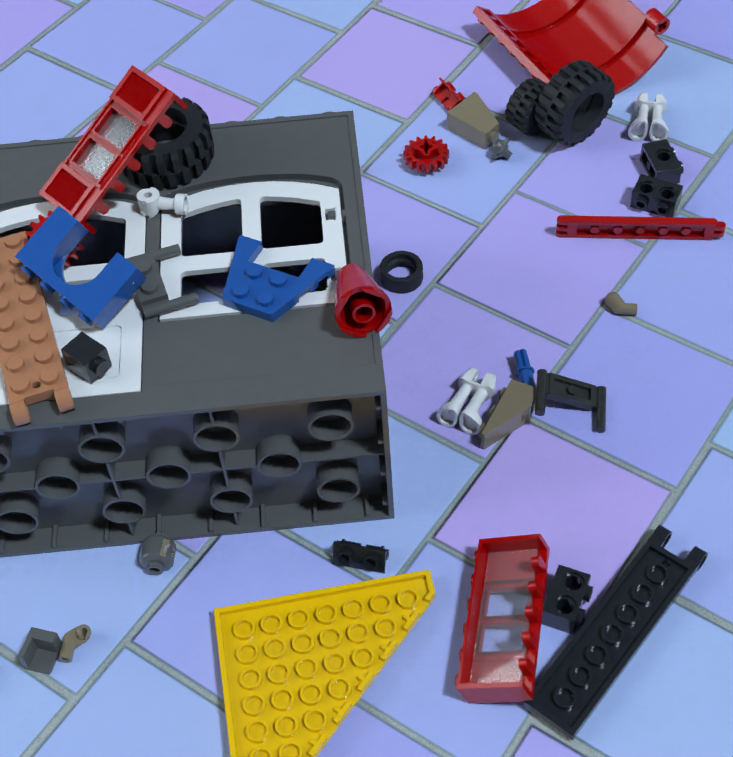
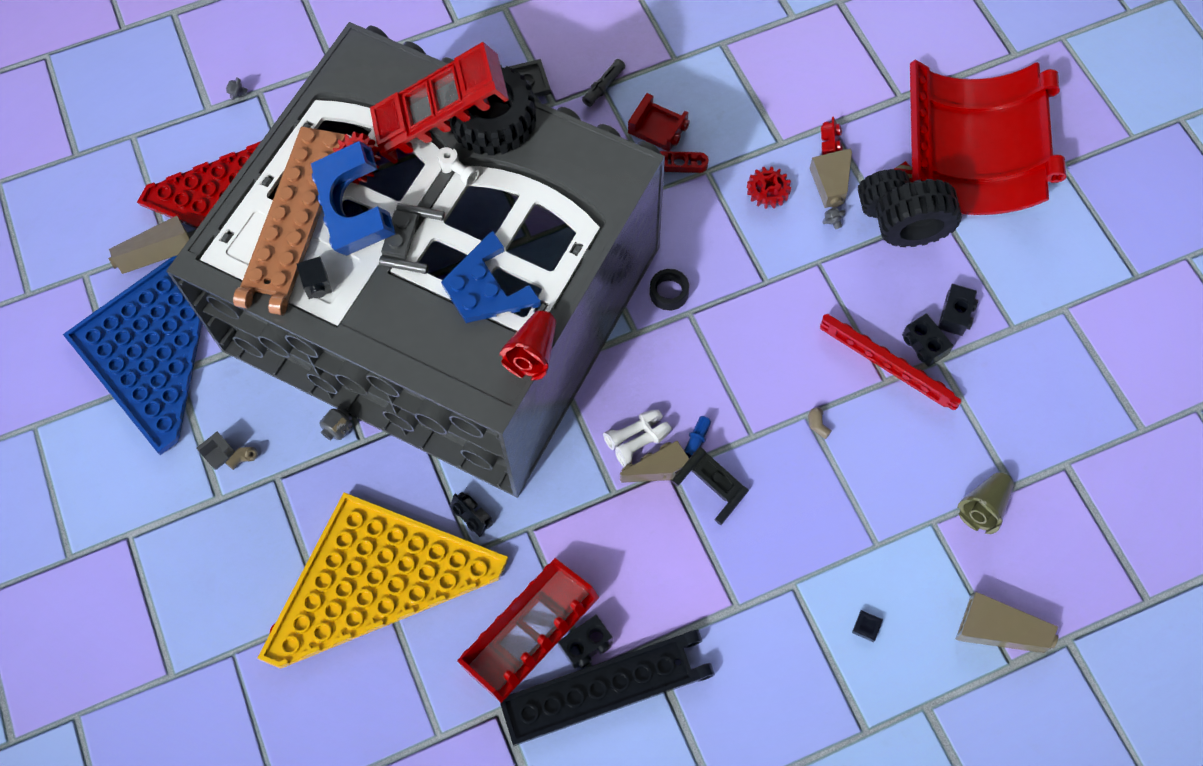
camera: 30 degrees right, 15 degrees up
(658, 128) = (981, 275): white piece -> none

